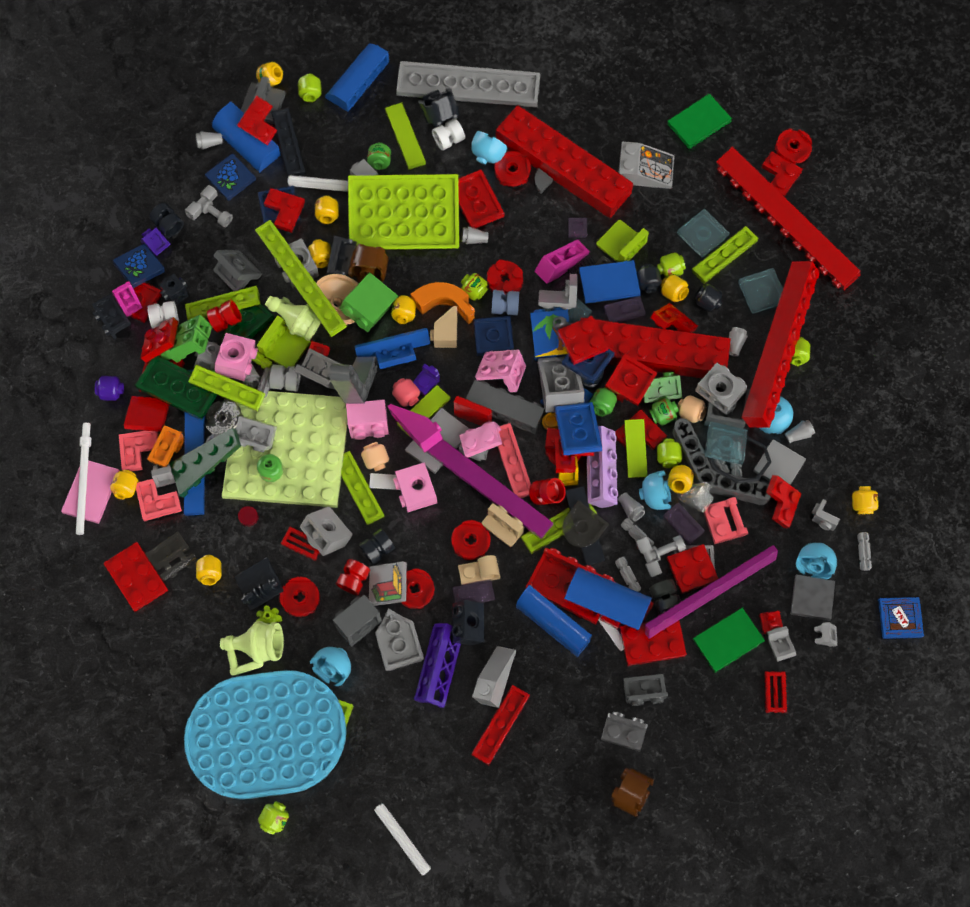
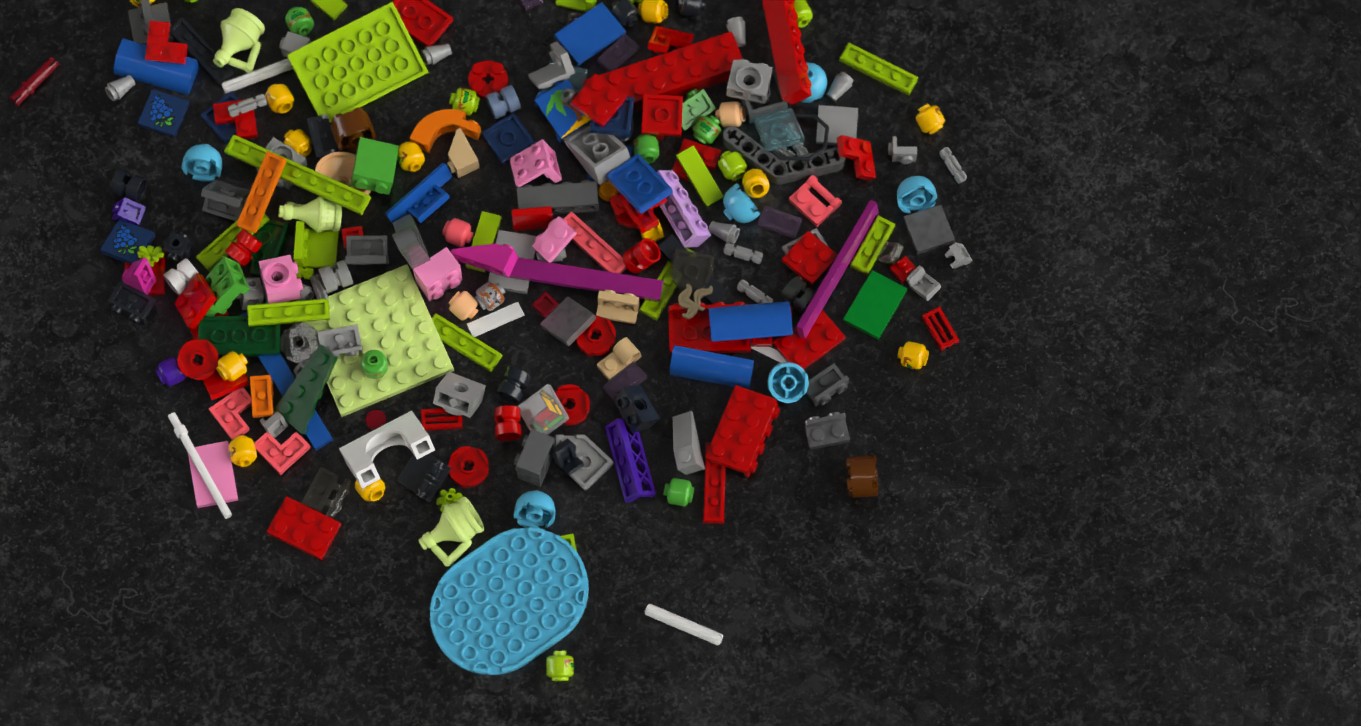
camera: 30 degrees left, 0 degrees up
(139, 104) = (34, 81): none -> dark red pin
(141, 384) = (202, 348): none -> red plate
(147, 283) = (150, 253): none -> lime plant
(155, 409) = (232, 366): none -> yellow head
(205, 205) = (156, 153): light grey bar -> none
(217, 537) = (401, 431): none -> white arch
(234, 229) = (202, 162): none -> medium azure cylinder
(262, 277) = (261, 192): none -> orange plate
(294, 201) = (247, 105): none -> light grey axle
(324, 142) = (239, 33): none -> yellowish green piece
(383, 634) = (566, 457): none -> black bracket
(400, 458) = (490, 295): none -> light grey head
(413, 498) = (518, 325): bright pink brick -> none
(427, 379) = (470, 210): dark purple bracket -> none
(444, 492) = (545, 304): none -> dark red tile
(454, 515) = (568, 321): none -> flat silver tile
(464, 716) = (679, 492): none -> bright green head
(550, 692) = (743, 430): none -> red bracket
(559, 261) = (532, 36): dark pink slope -> none
(564, 558) = (686, 303): none -> dark tan piece
(611, 670) = (787, 382): none -> medium azure cylinder
(653, 555) = (767, 263): light grey bar -> none
(698, 496) = (779, 191): clear slope -> none
(737, 704) = (913, 355): none -> yellow head
(754, 585) = (872, 245): none -> lime tile
(766, 601) = (890, 253): none -> clear smoke plate
(842, 434) = (878, 69): none -> lime tile
(900, 618) = (1015, 207): blue tile -> none

